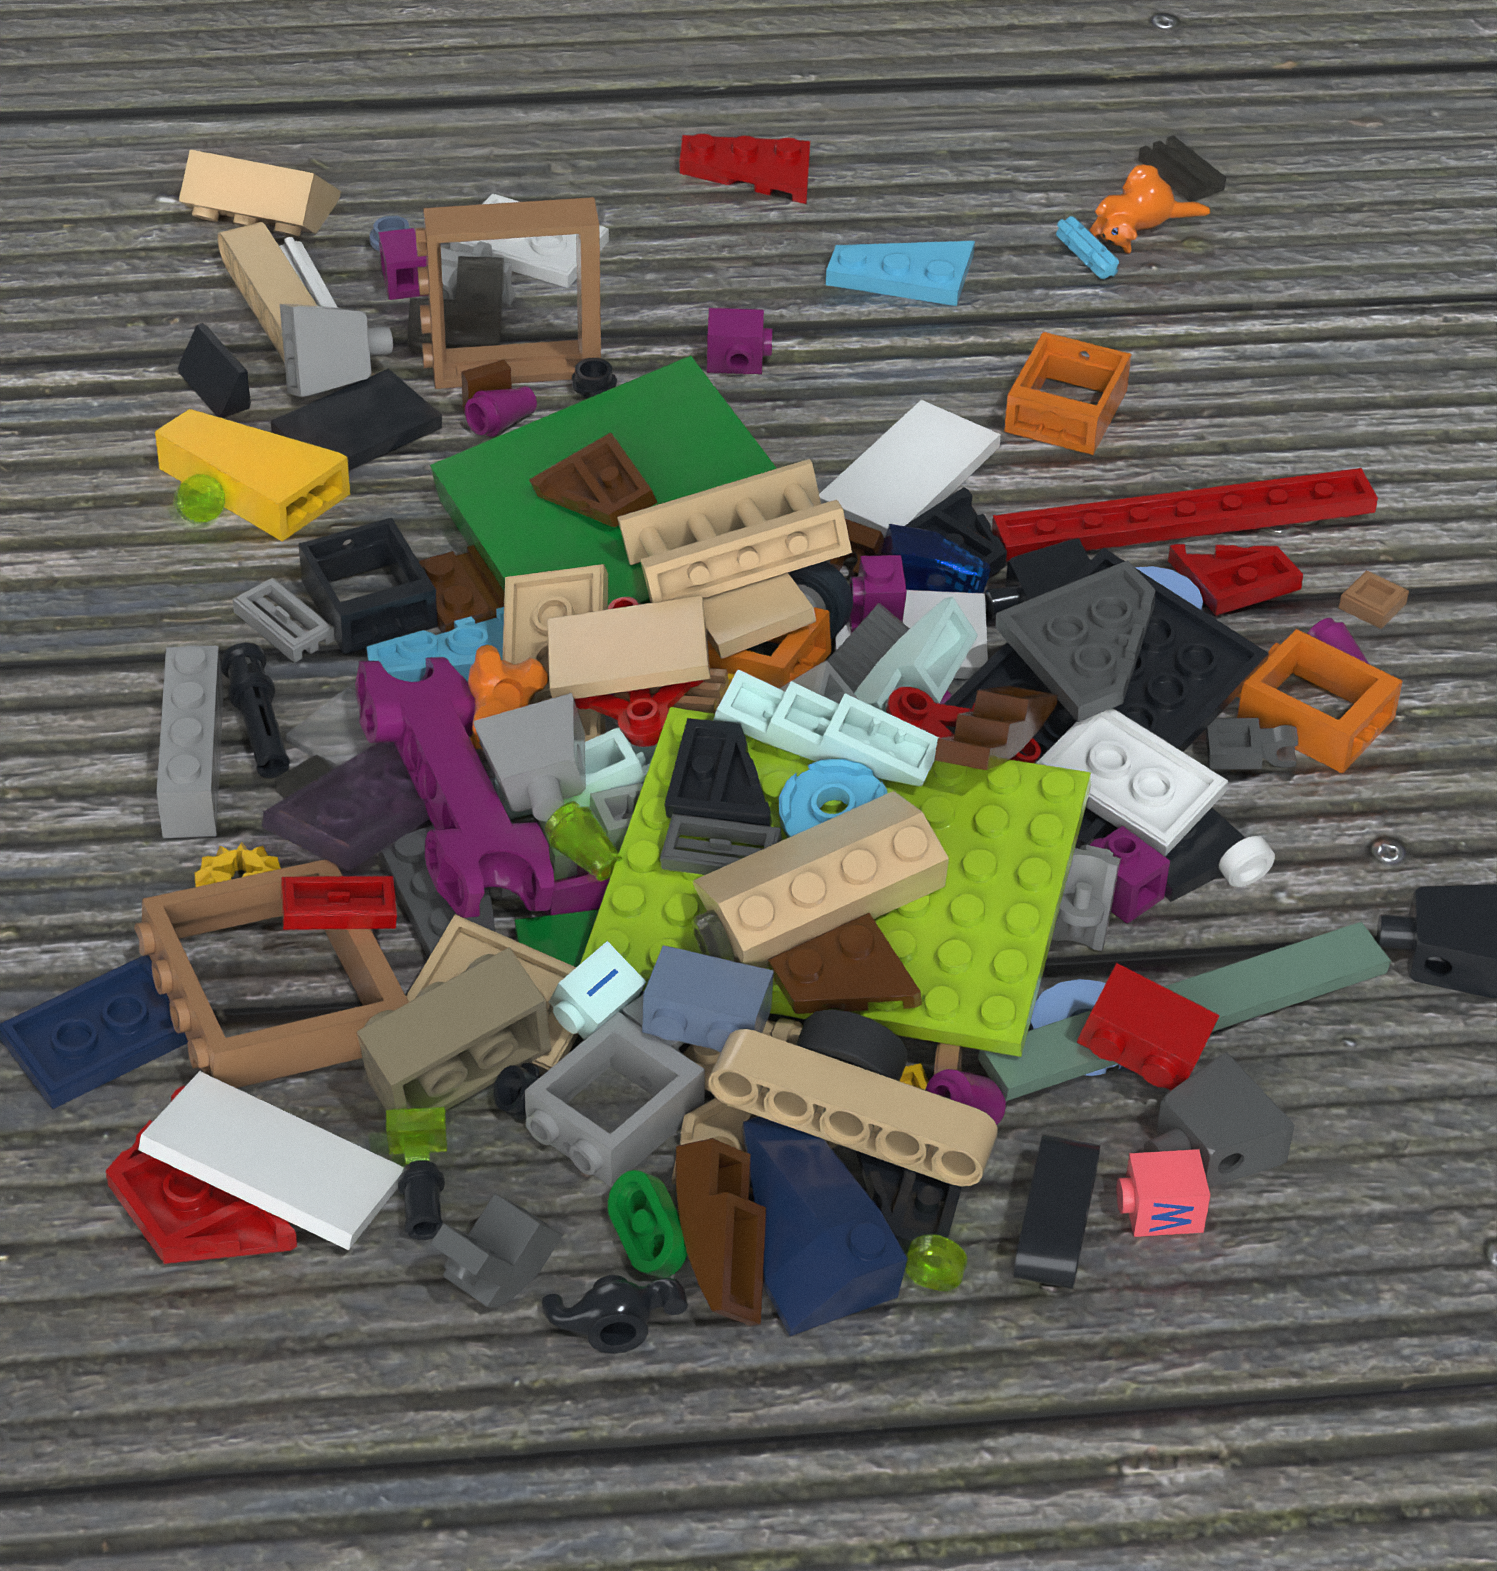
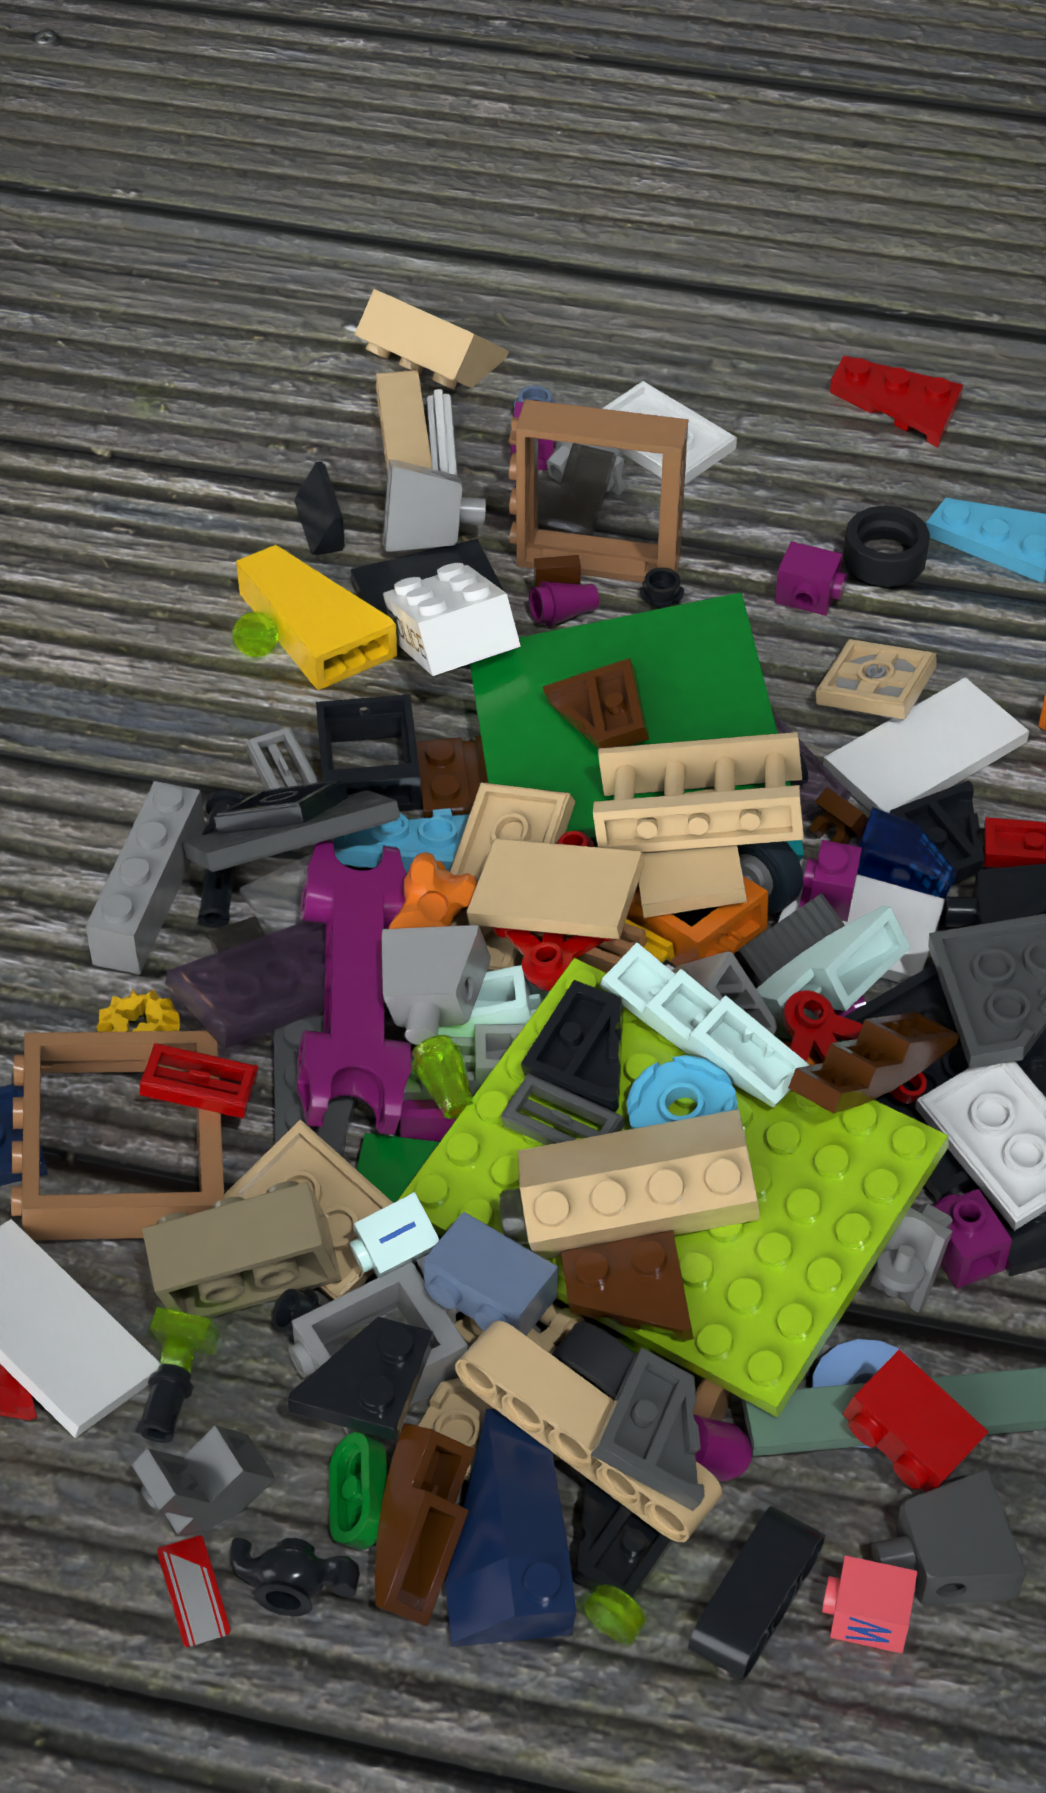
camera: 20 degrees right, 5 degrees up
(309, 643) = (281, 806): none -> black tile
(329, 661) = (351, 815): none -> dark grey tile
(407, 438) = (451, 618): none -> white brick
(521, 1355) = (193, 1591): none -> sticker
(624, 1119) = (368, 1380): none -> black wing
(795, 278) = (891, 524): none -> black tyre
(839, 417) = (876, 679): none -> tan piece
(923, 1083) = (654, 1430): none -> dark grey wing

